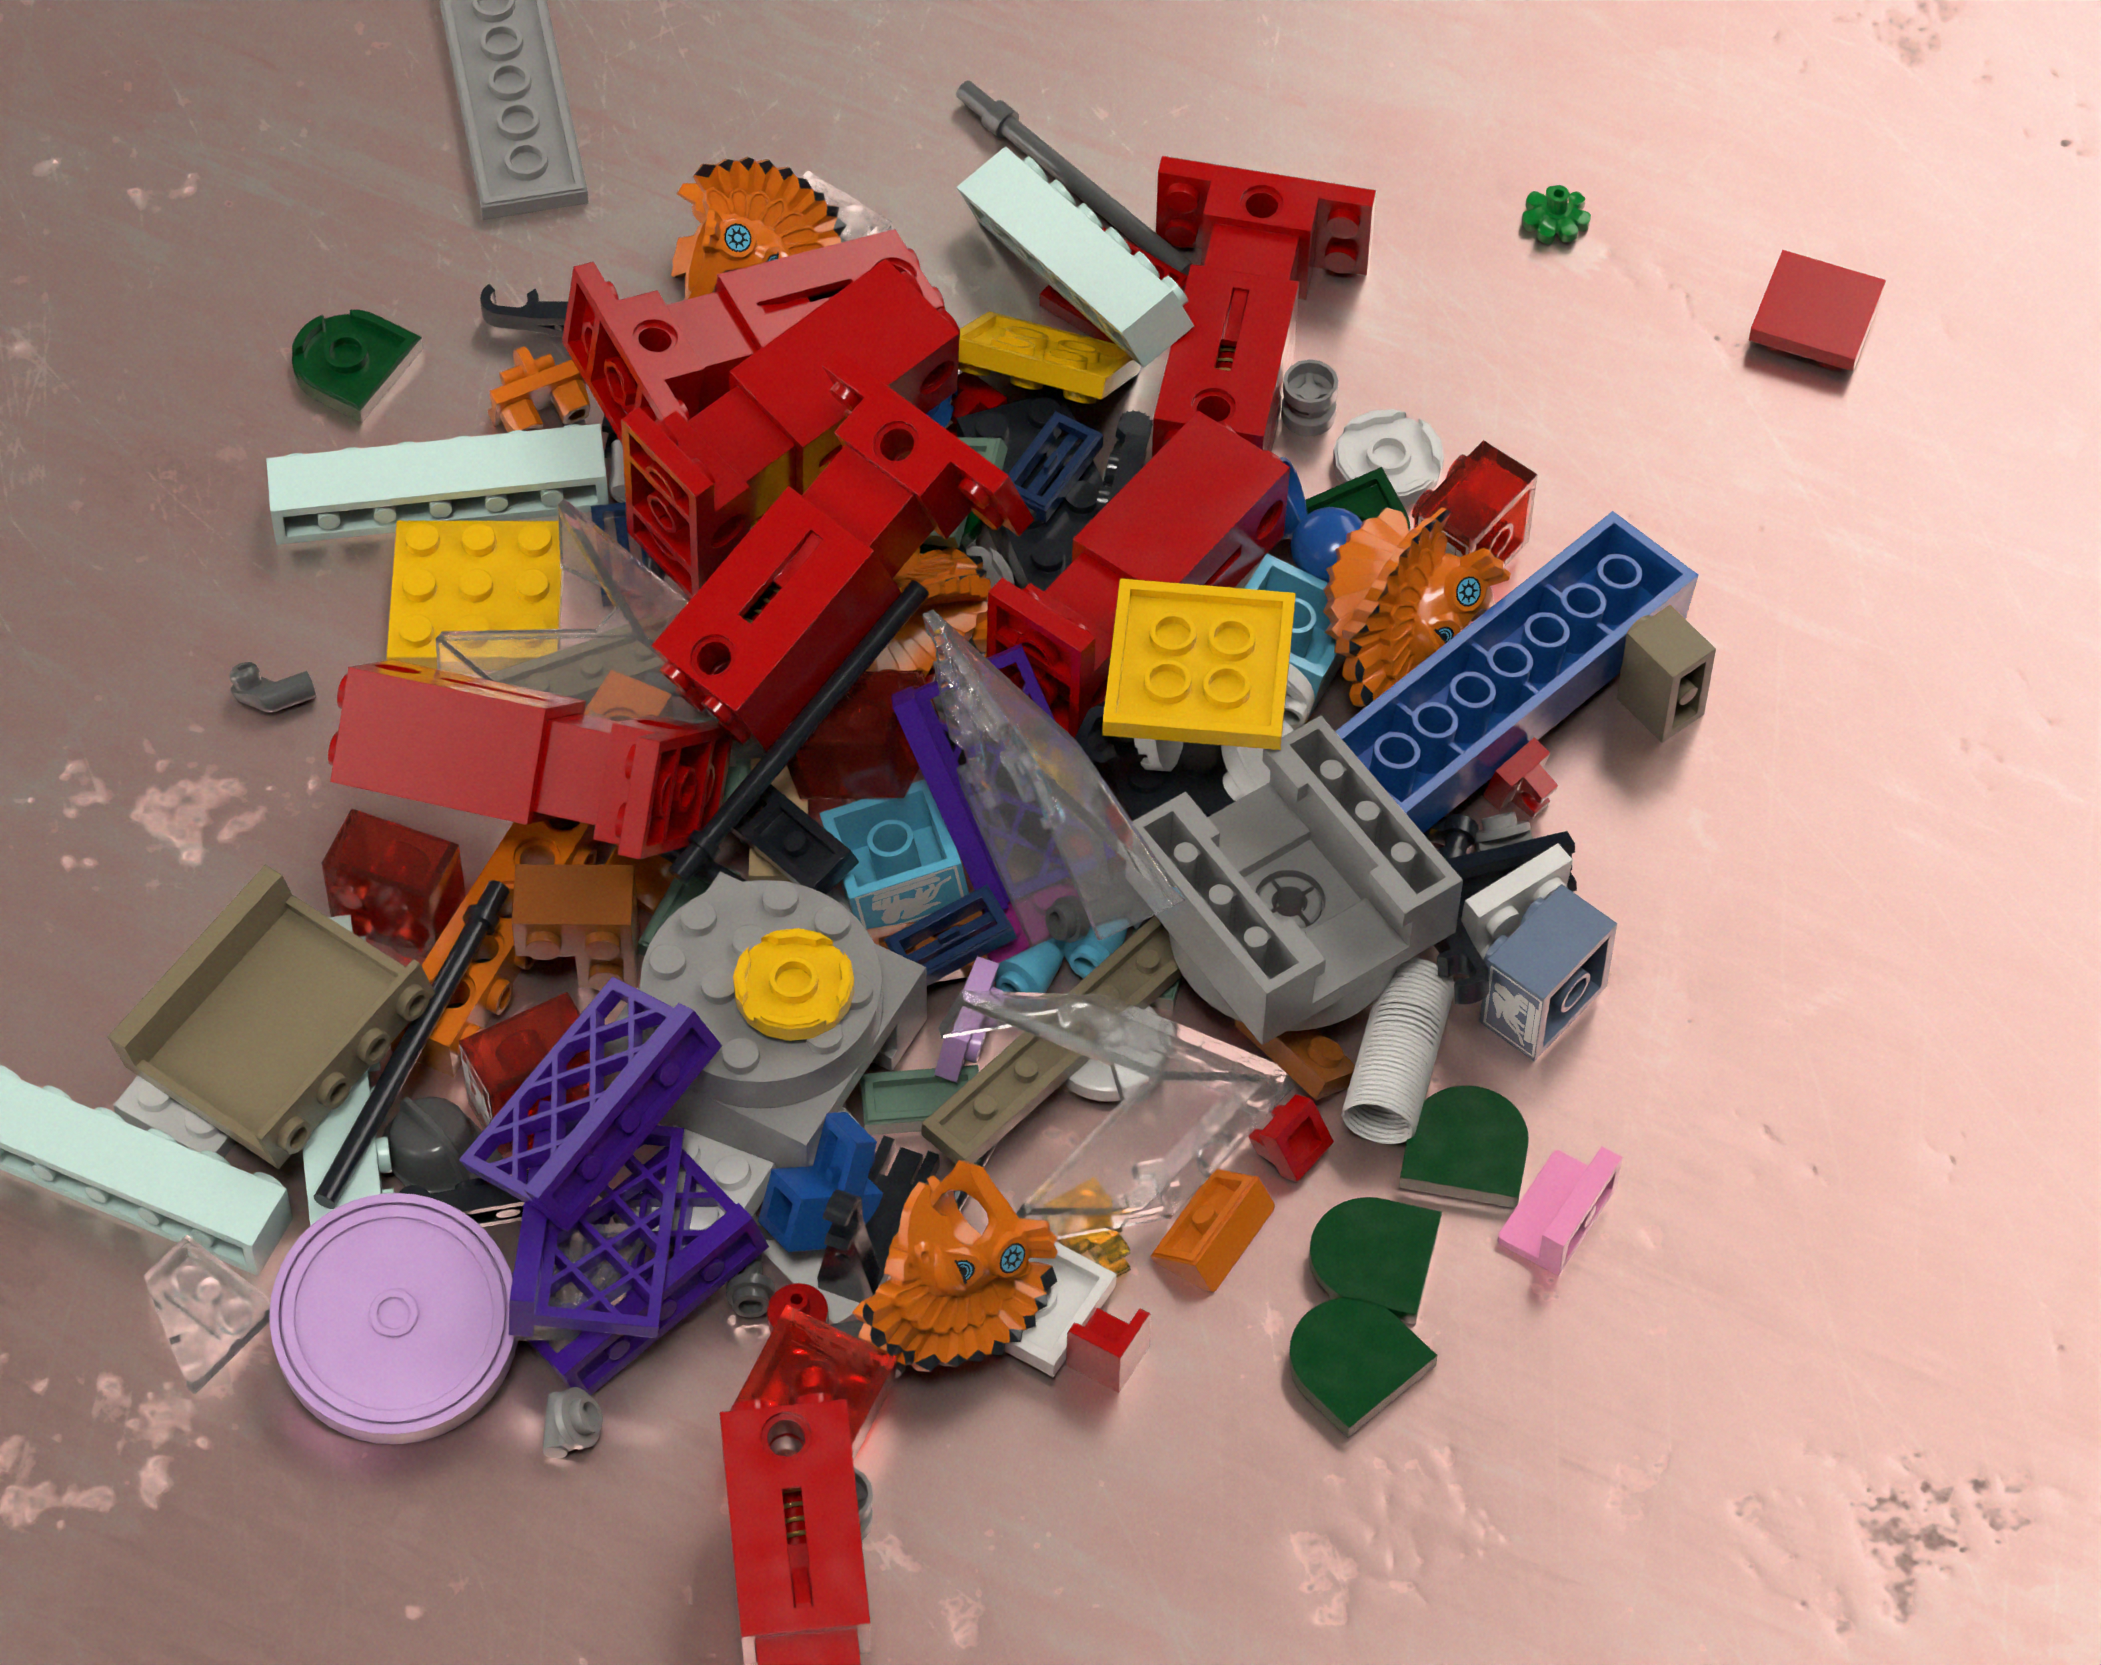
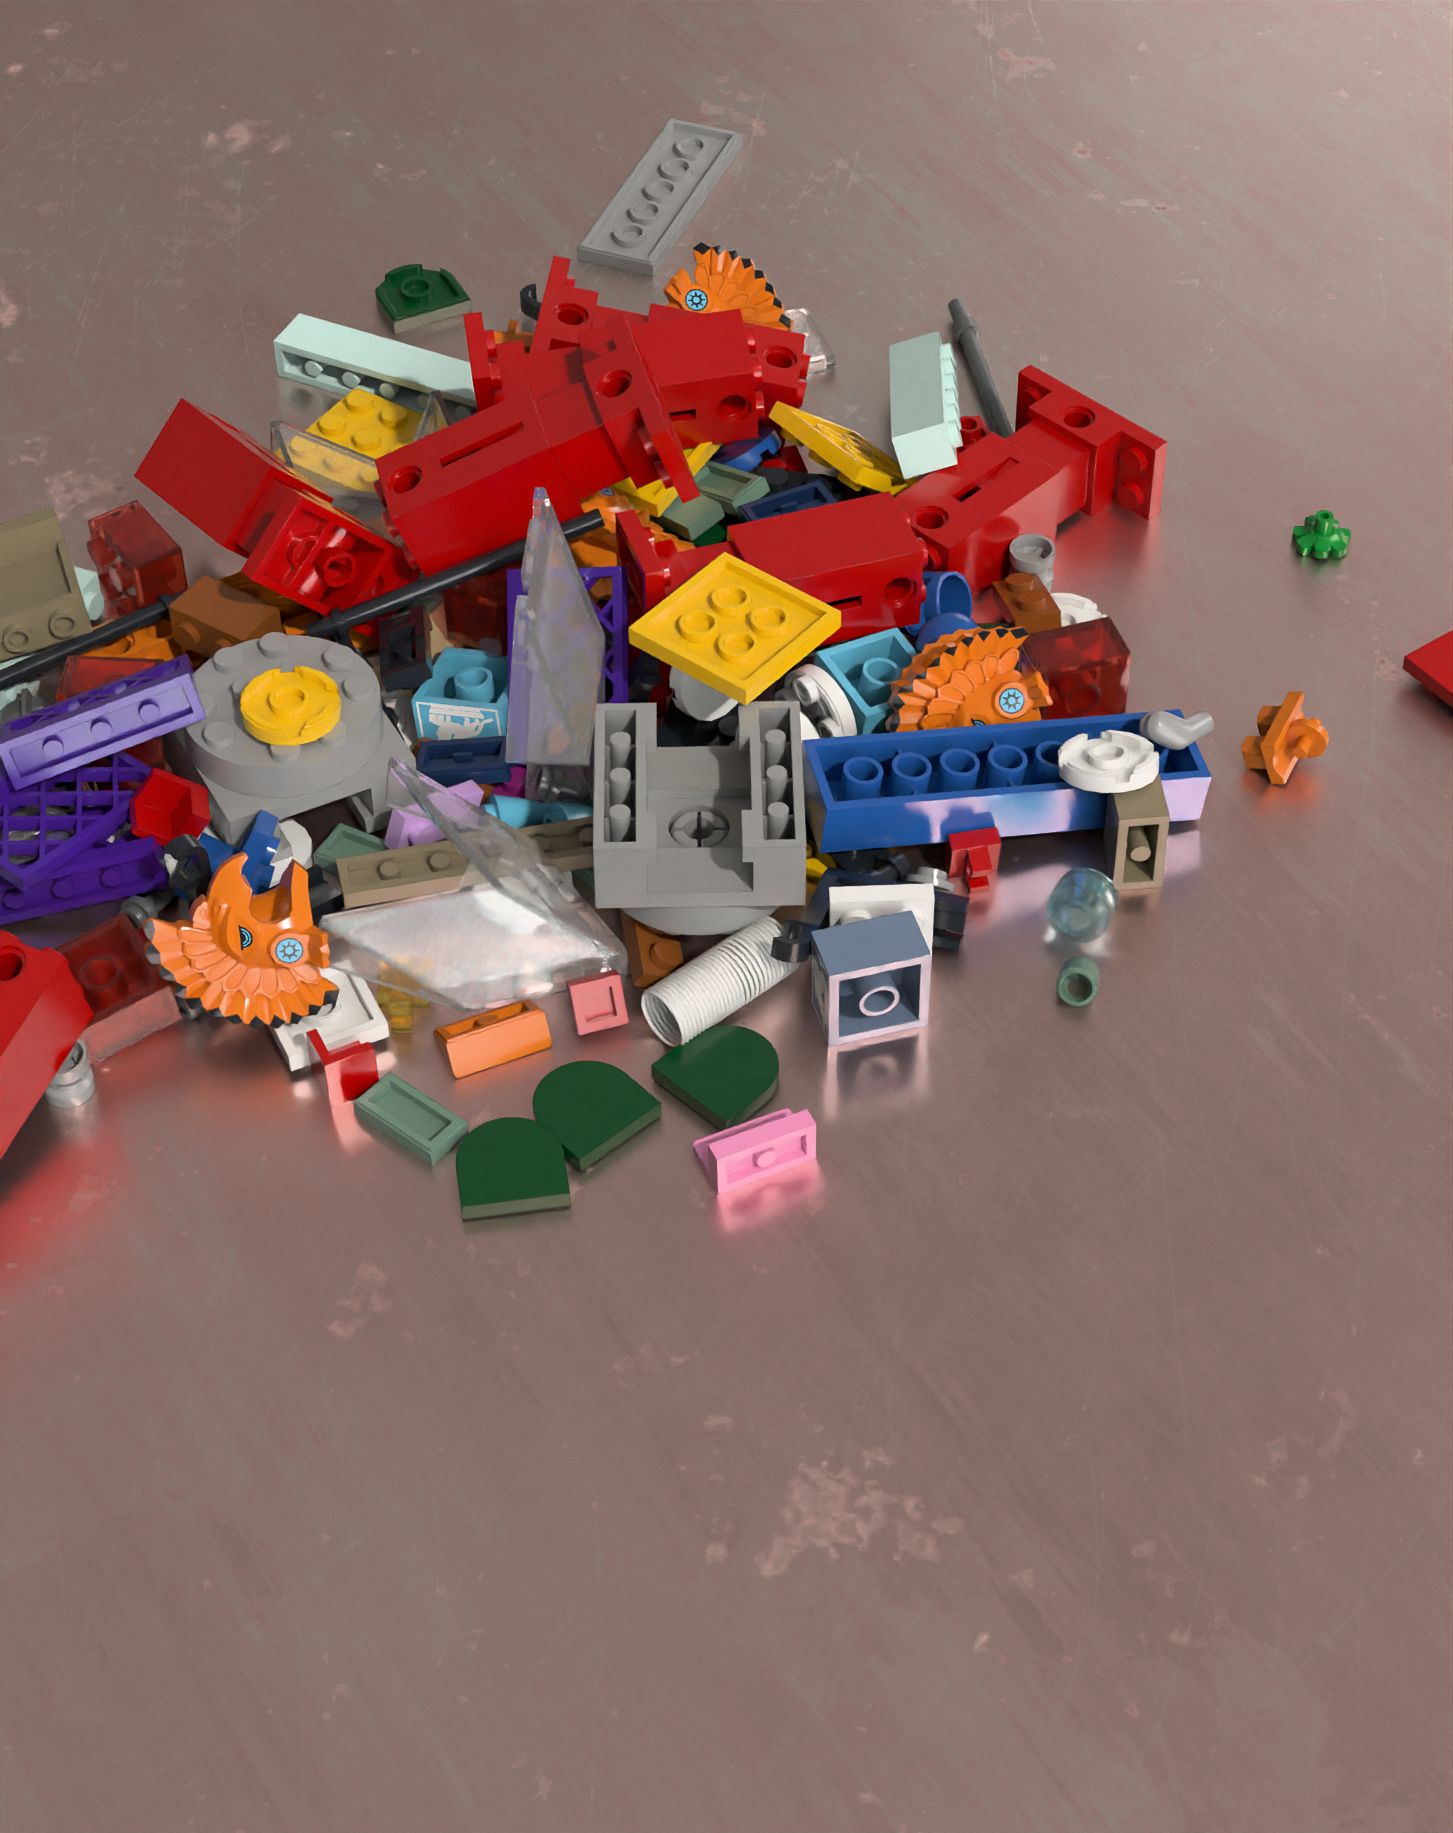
camera: 35 degrees right, 10 degrees down
(729, 1164) = (168, 807): none -> red panel
(1212, 1361) = (411, 1118): none -> sand green tile
(1351, 452) = (1026, 603): none -> dark orange plate
(1616, 617) = (1108, 764): none -> white tile
(1637, 543) = (1174, 731): none -> light grey arm
(1664, 778) = (1082, 905): none -> clear light blue head
(1697, 465) = (1284, 739): none -> orange hips
(1705, 852) = (1078, 969): none -> sand green piece

